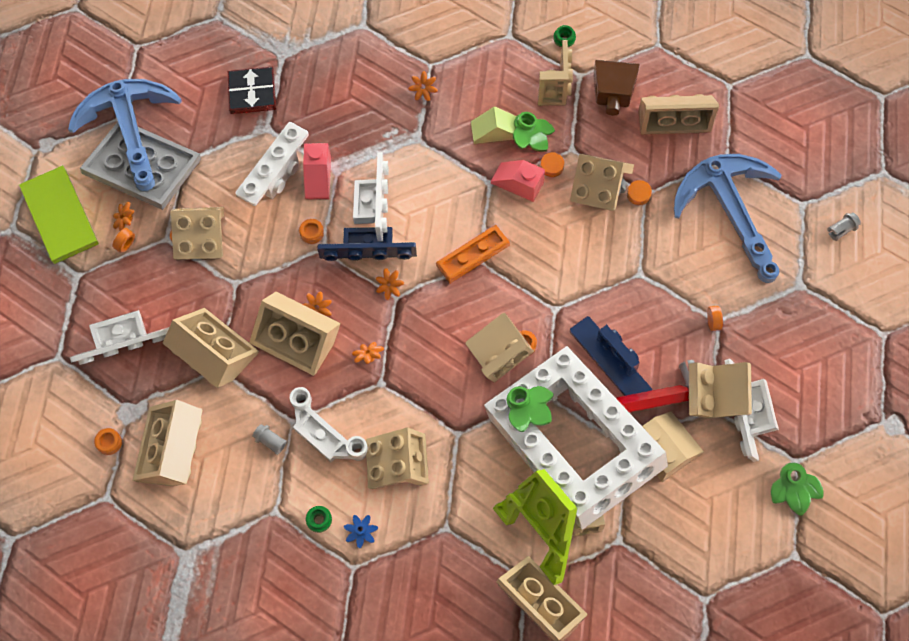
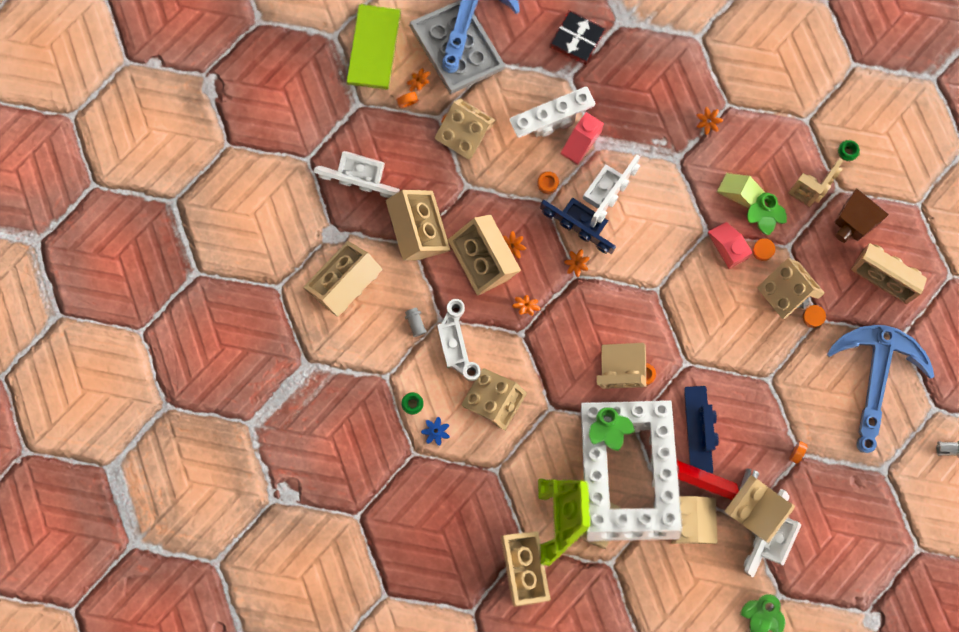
camera: 30 degrees right, 10 degrees up
(108, 441) = (304, 247): orange tile -> none
(472, 254) = (654, 280): orange tile -> none

